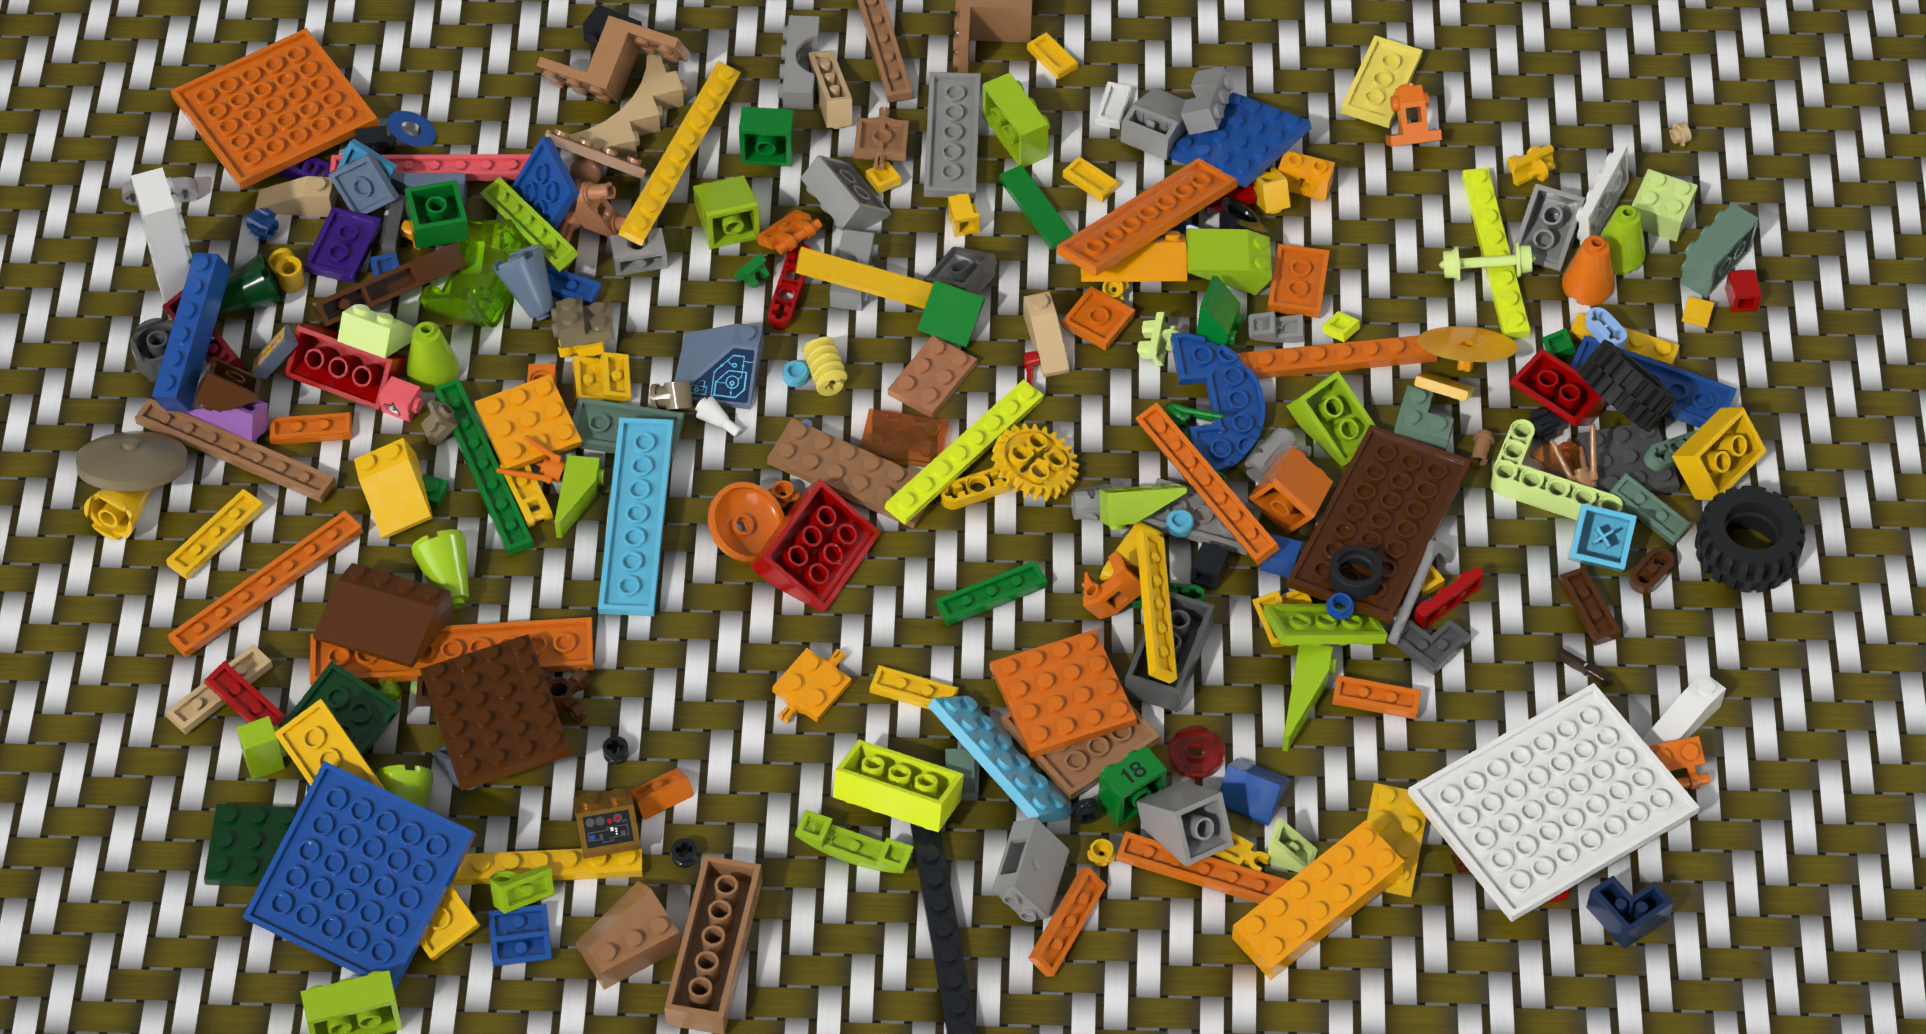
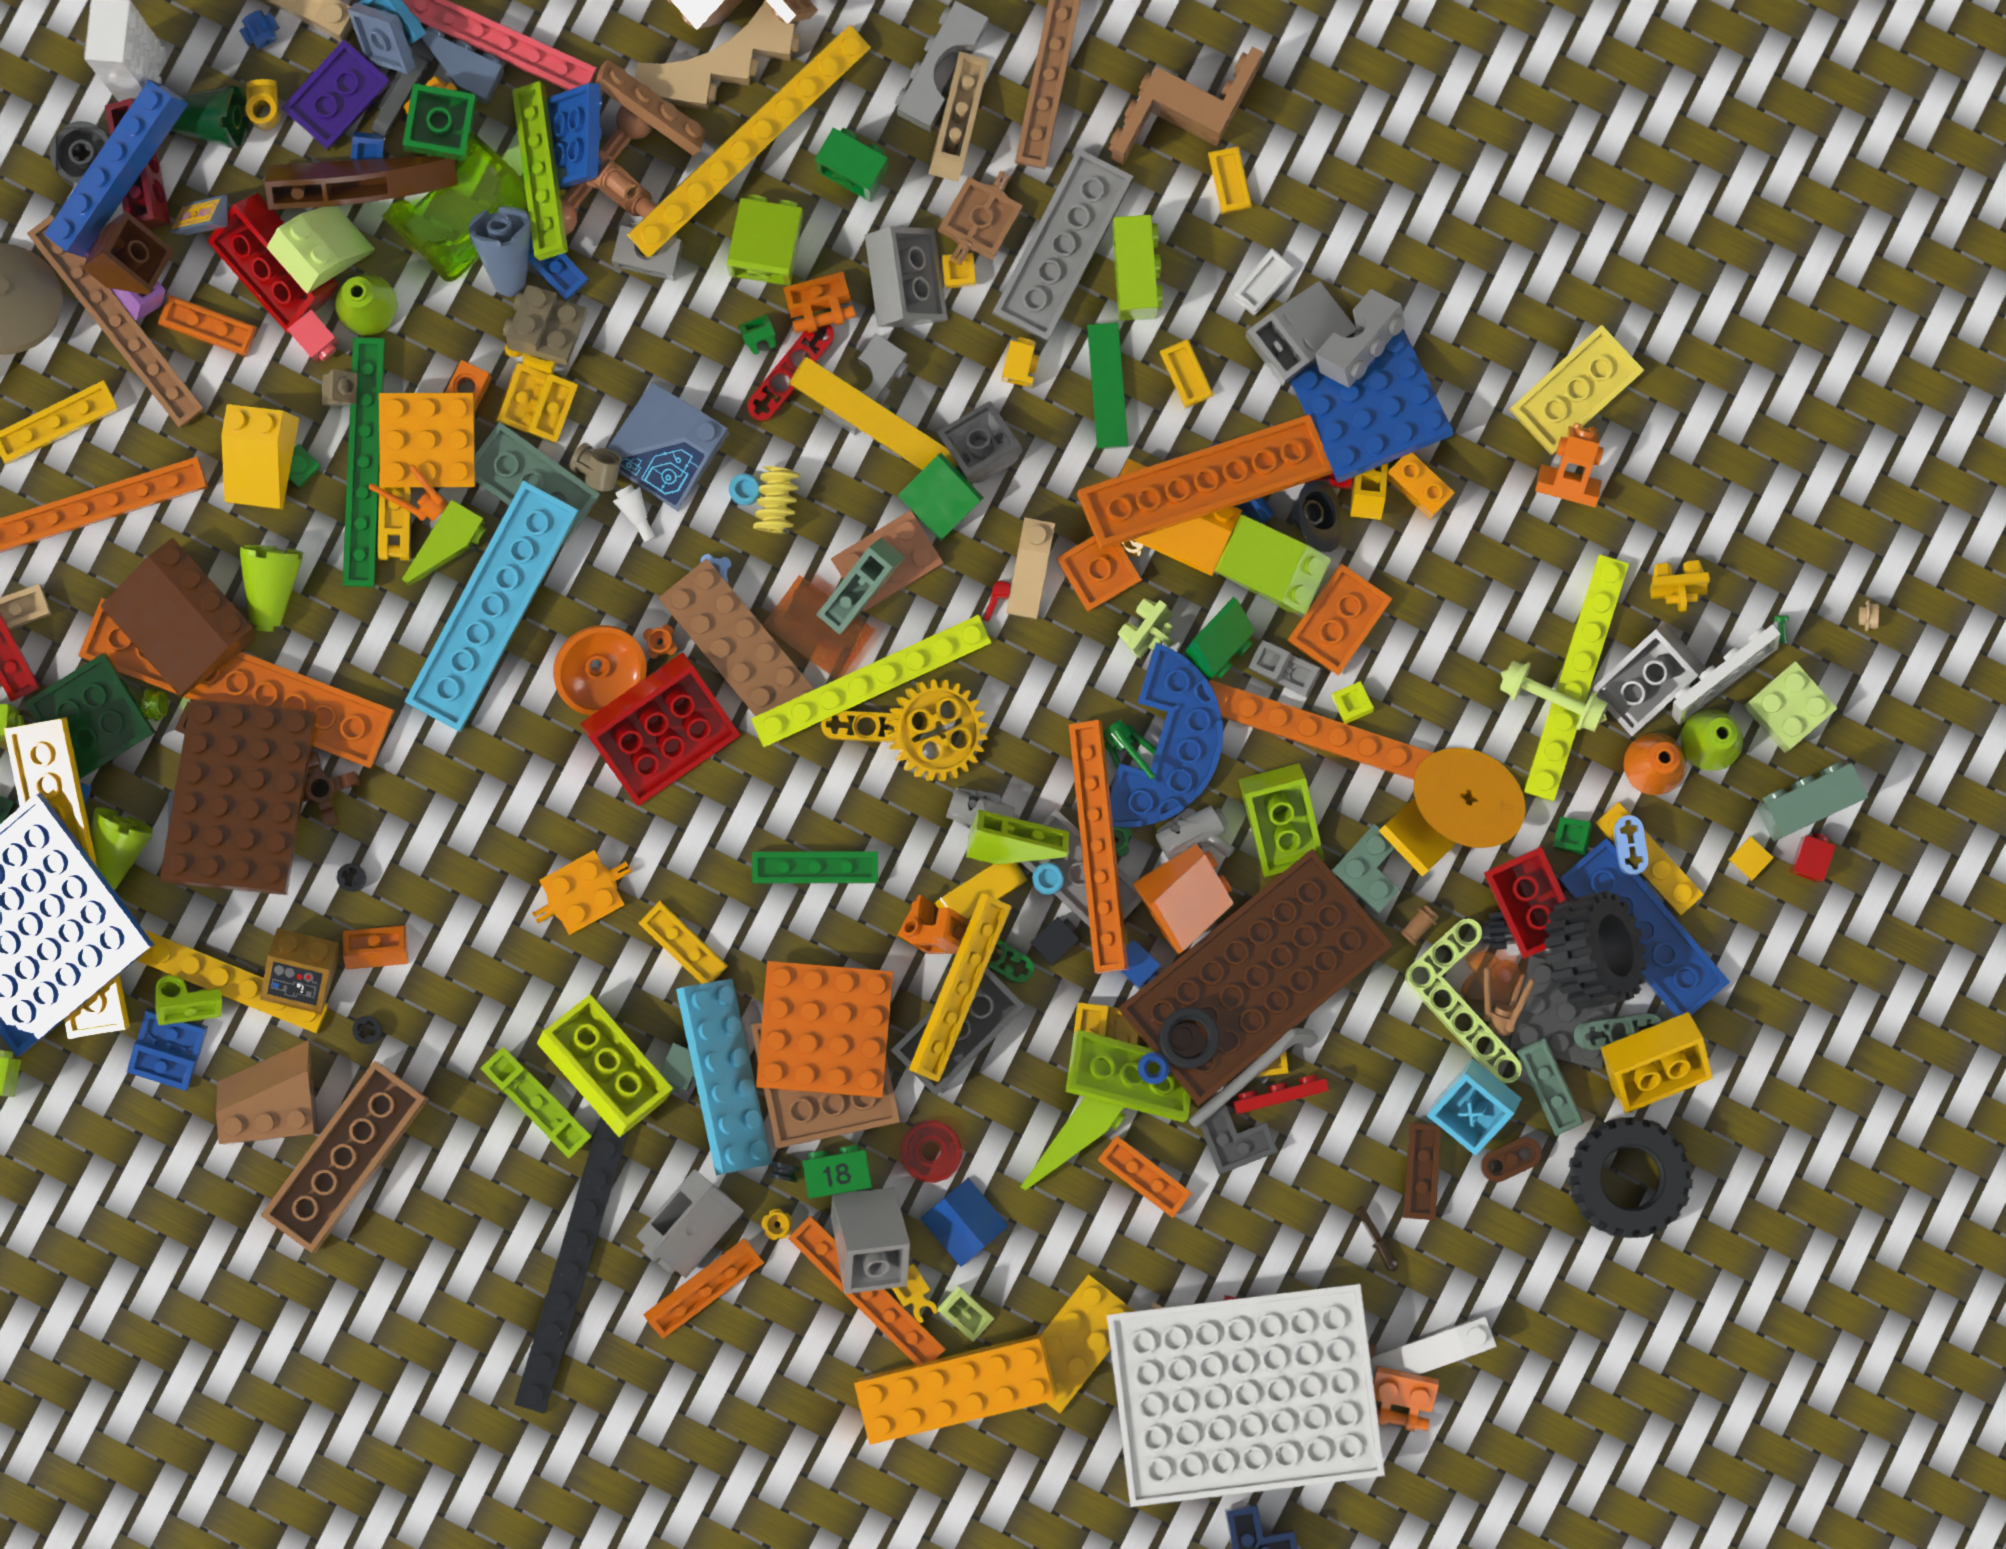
camera: 25 degrees right, 30 degrees up
(922, 386) = (860, 585): none -> sand green slope

